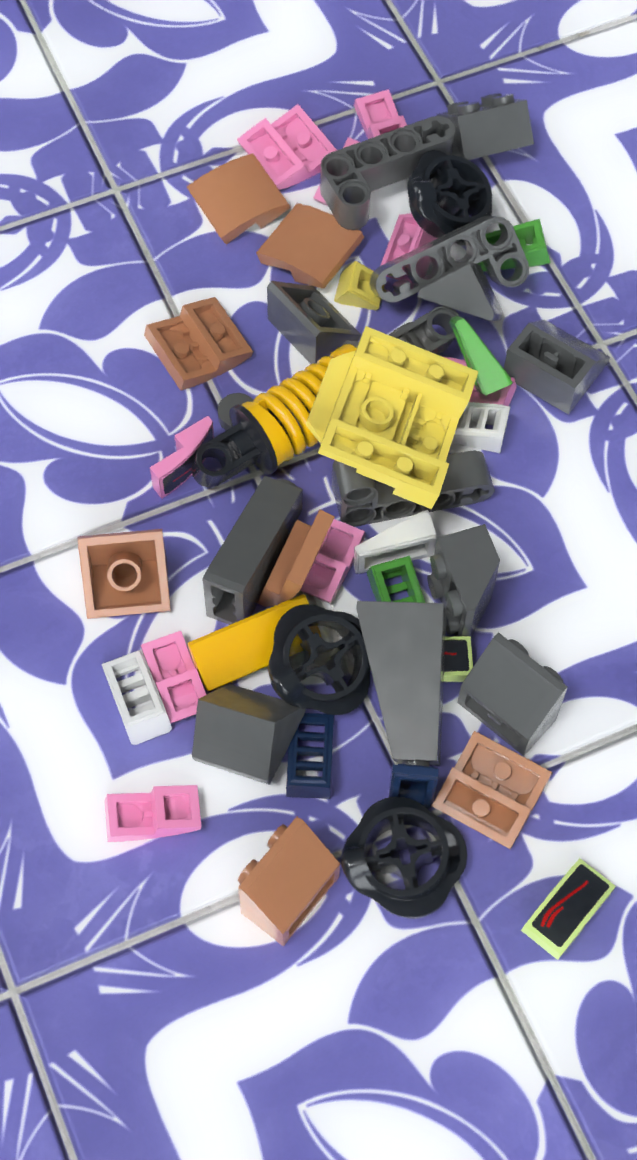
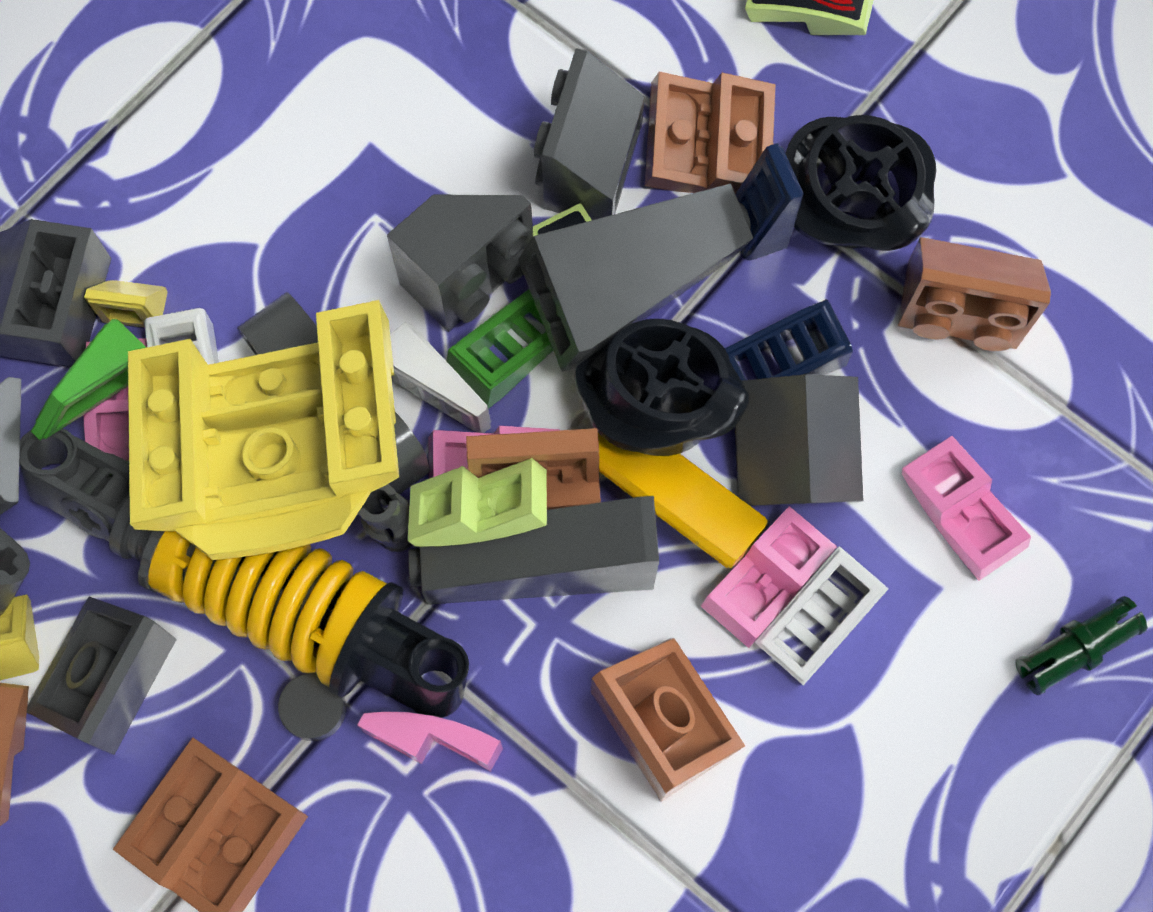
camera: 115 degrees left, 10 degrees up
(29, 833) = (1081, 645): none -> dark green pin
(293, 513) = (471, 509): none -> yellowish green slope
(316, 476) = (377, 518): none -> dark grey pin
(533, 410) = (126, 301): none -> light yellow slope

